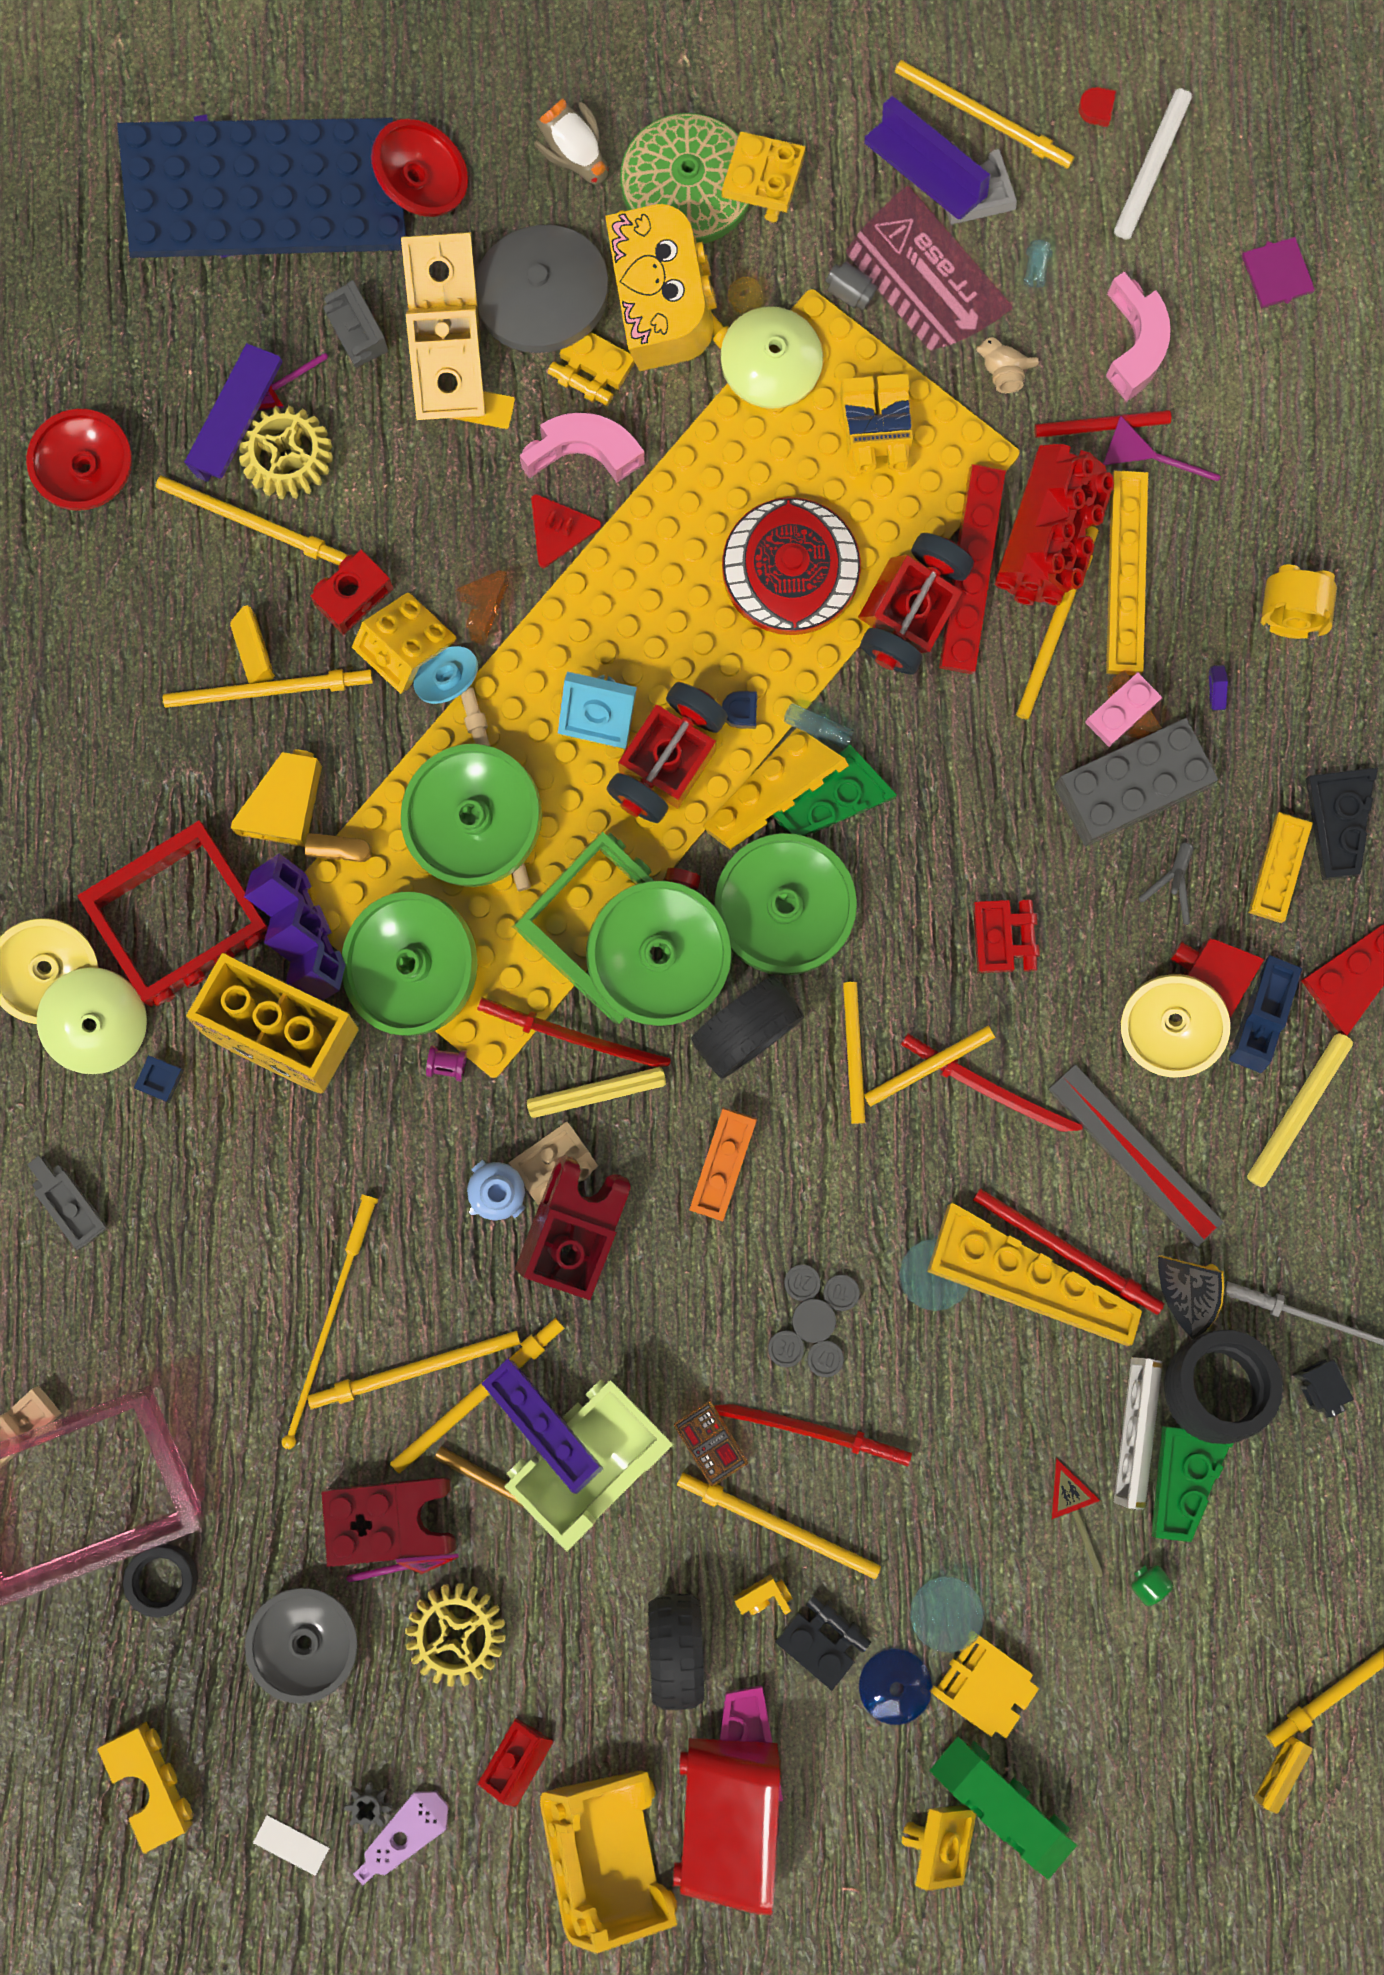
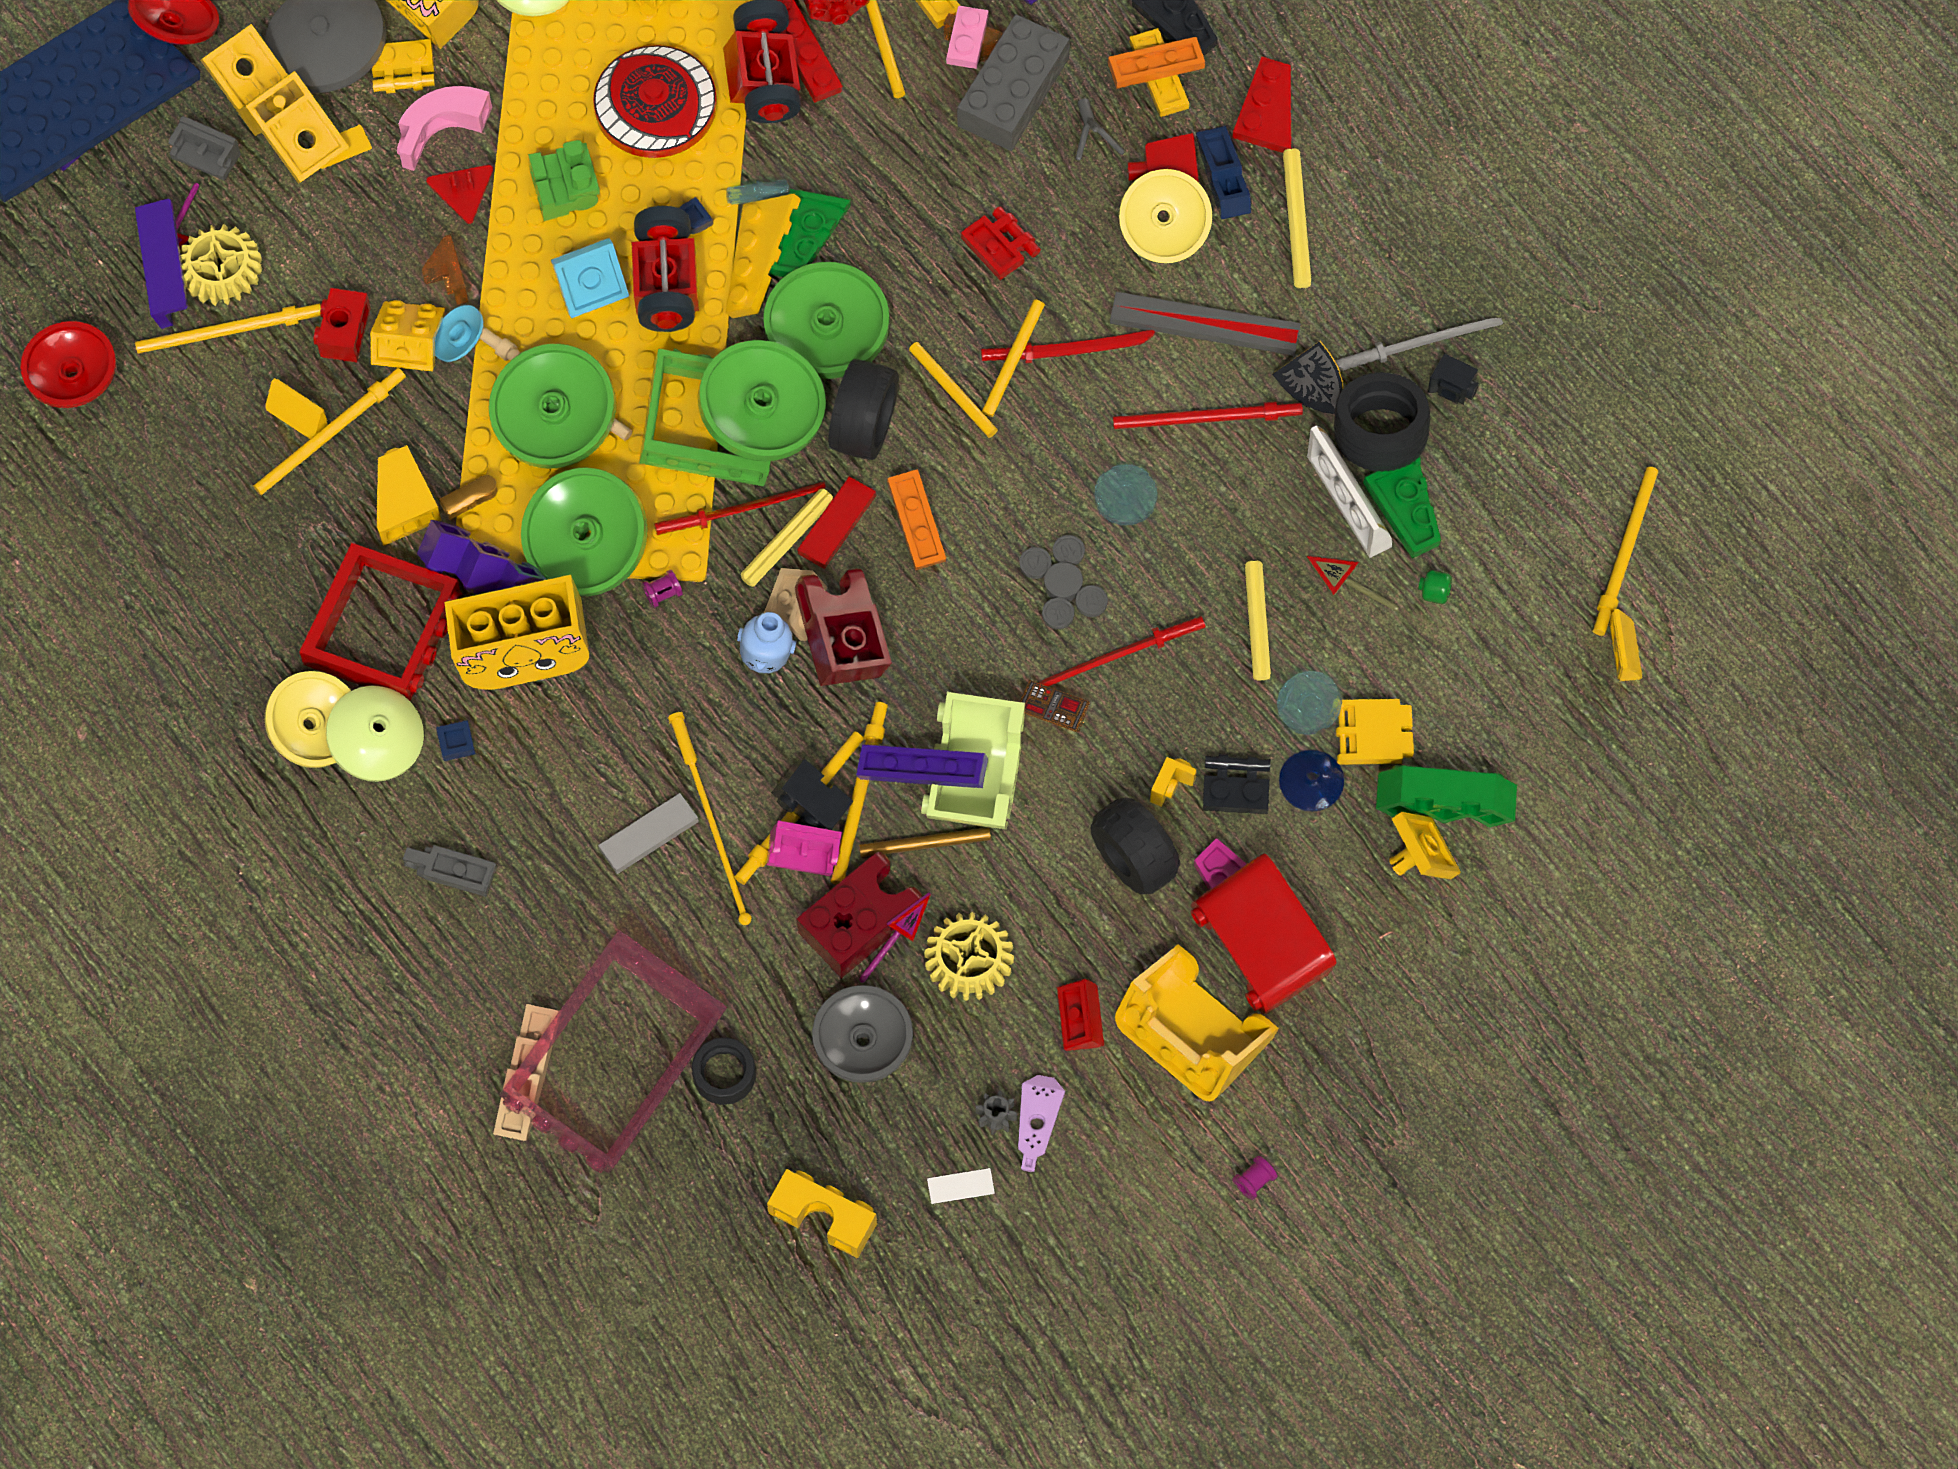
camera: 30 degrees left, 15 degrees down
(263, 1294) = (648, 833): none -> light grey tile
(384, 1418) = (803, 848): none -> dark pink hinge
(426, 1381) = (810, 798): none -> black brick
(647, 590) = (564, 180): none -> bright green hips
(652, 1110) = (836, 522): none -> red tile
(715, 1496) = (1082, 741): yellow bar -> none
(962, 1492) = (1257, 620): none -> light yellow axle
(1004, 1268) = (1167, 453): yellow wing -> none
(1283, 860) = (1156, 62): none -> orange hinge

